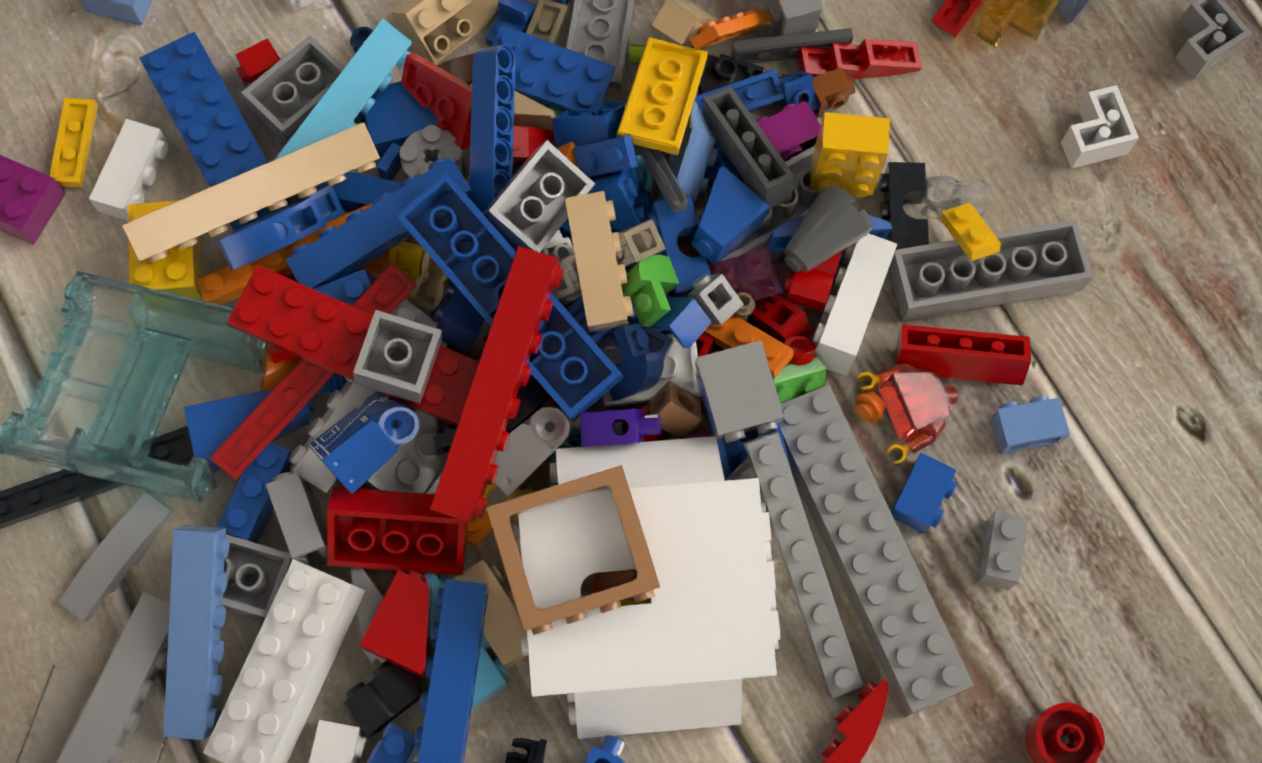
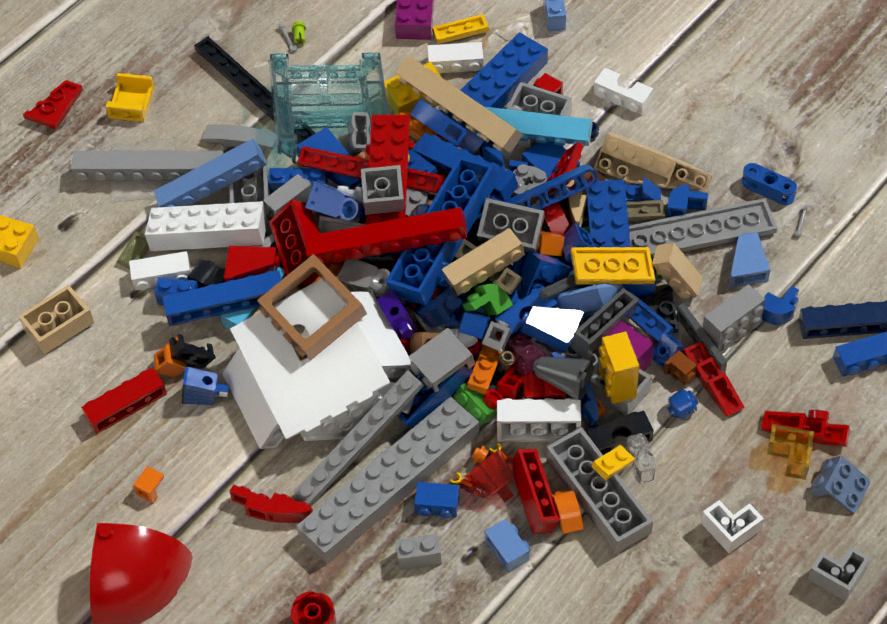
camera: 75 degrees right, 15 degrees down
(209, 363) = (358, 131): none -> light grey brick
(606, 156) = (558, 251): blue plate -> none
(730, 27) = (678, 285): orange plate -> none
(890, 105) = (682, 404): none -> blue head
(1005, 318) = (568, 511): none -> orange brick

